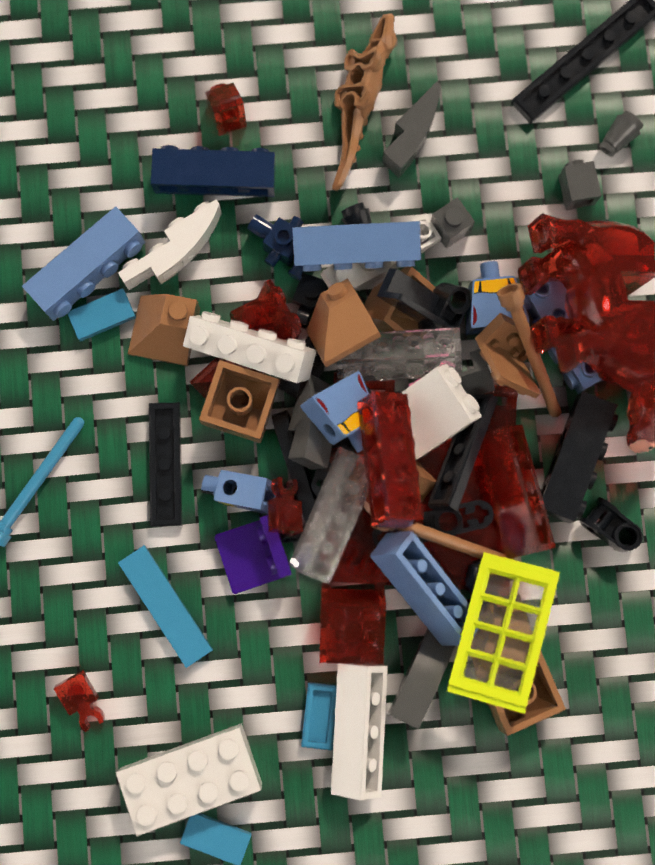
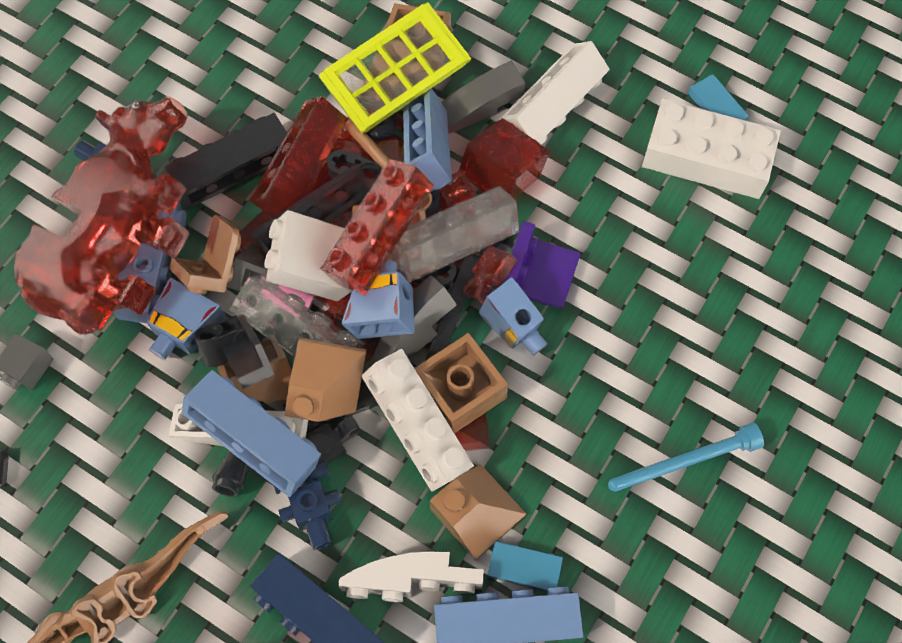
camera: 140 degrees left, 15 degrees down
(78, 695) = (760, 264): clear red plate -> none
(165, 464) = (561, 395): black tile -> none
(165, 606) = (642, 285): dark azure tile -> none
(269, 313) = (376, 444): clear red bracket -> none
(319, 716) = (576, 130): dark azure tile -> none
(412, 132) = (110, 519): dark grey slope -> none
(452, 222) = (153, 409): dark grey brick -> none
(512, 299) = (169, 281): medium nougat piece -> none
(610, 525) = (249, 102): black piece -> none

